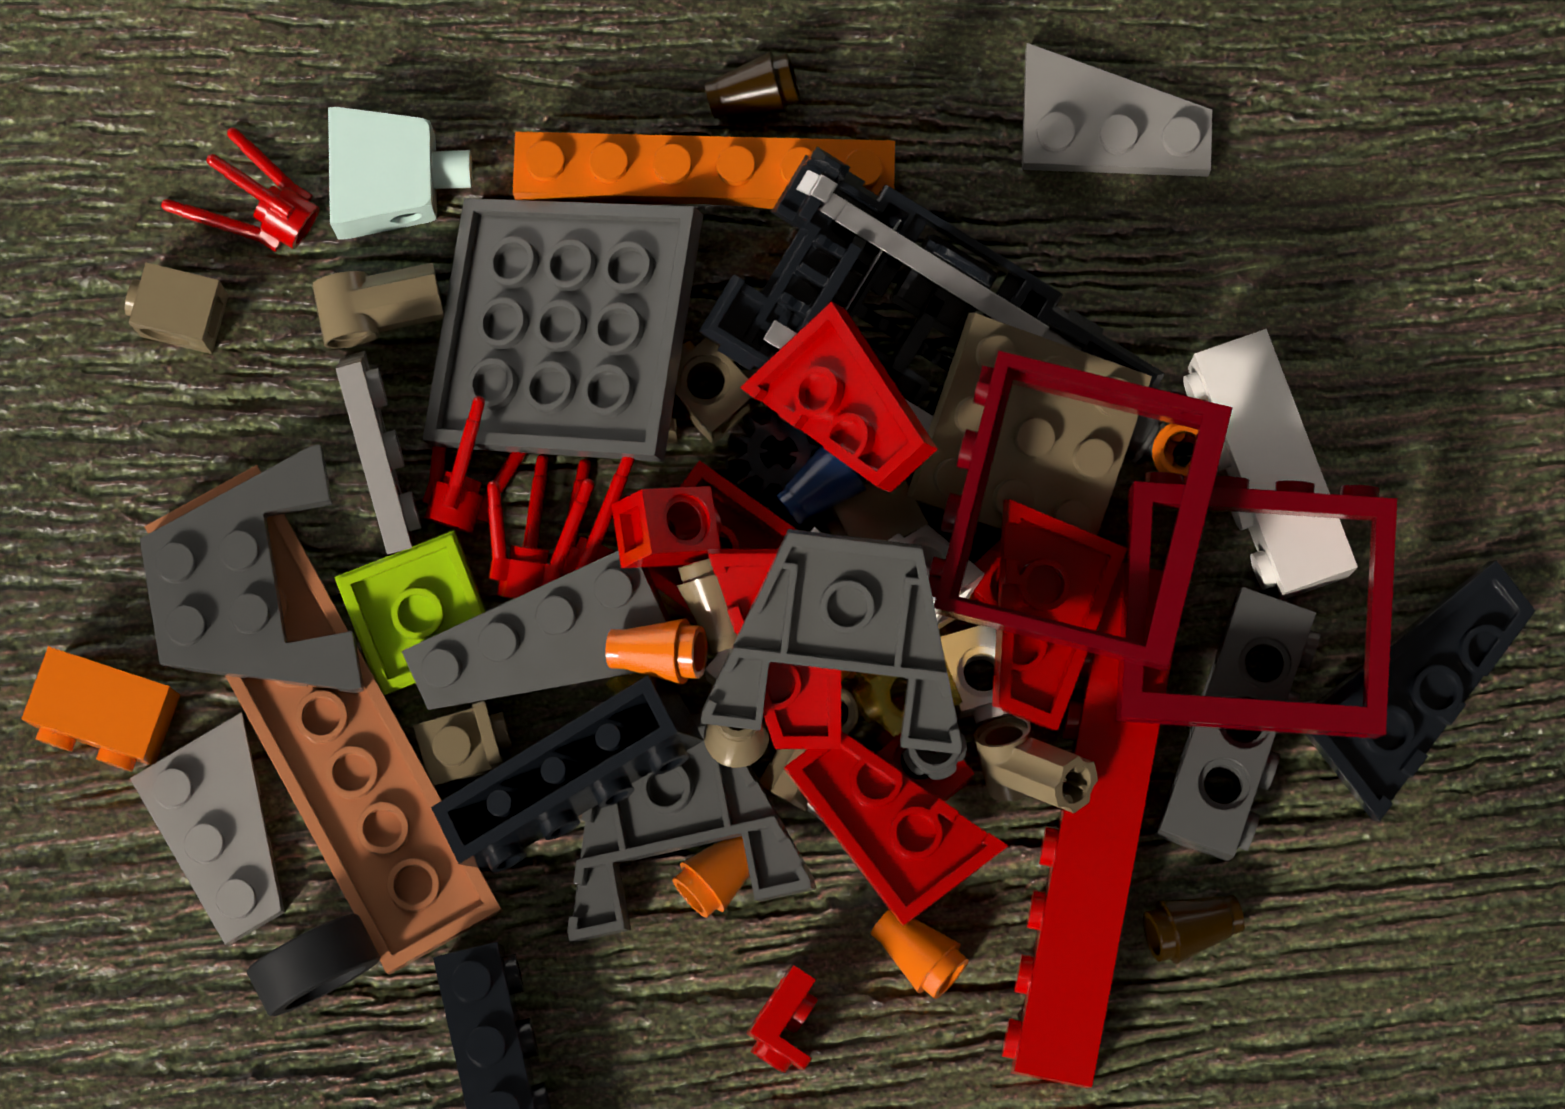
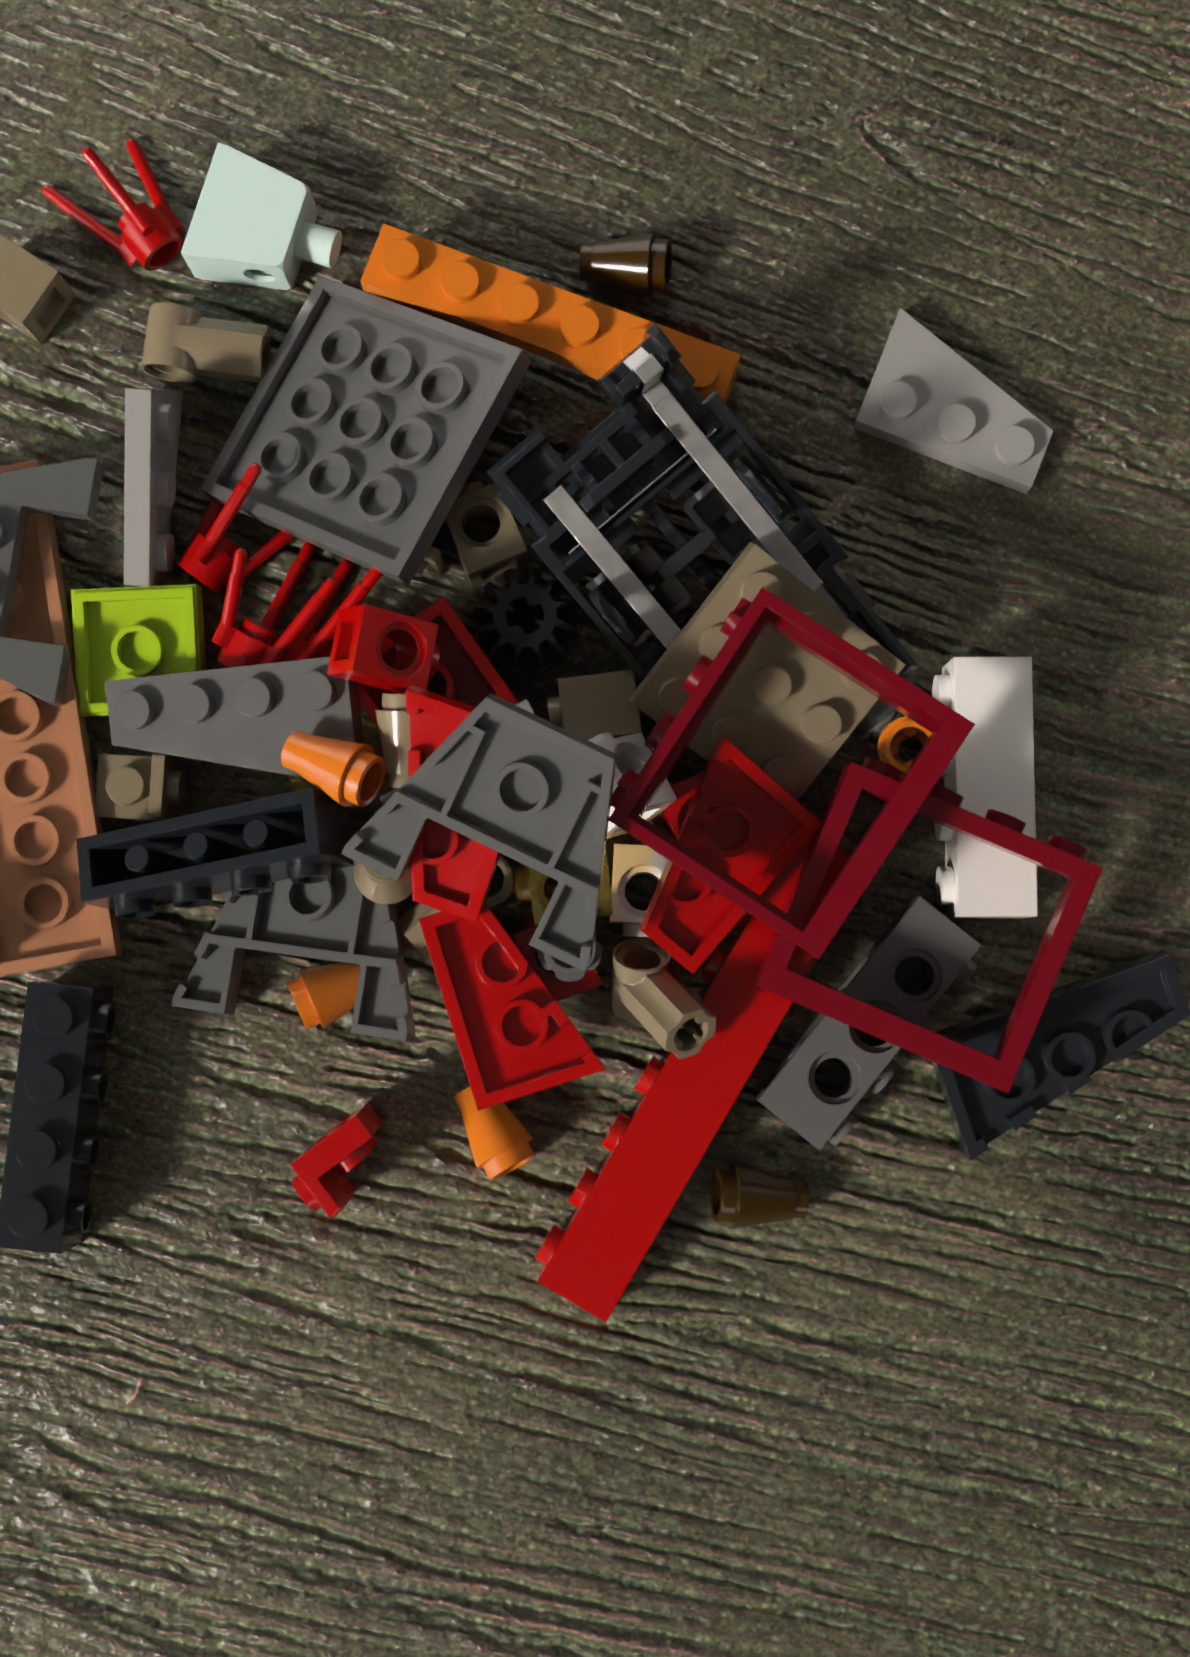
camera: 20 degrees right, 5 degrees up
(820, 486) = (557, 657): dark blue cone -> none
(844, 399) = (596, 584): red wing -> none

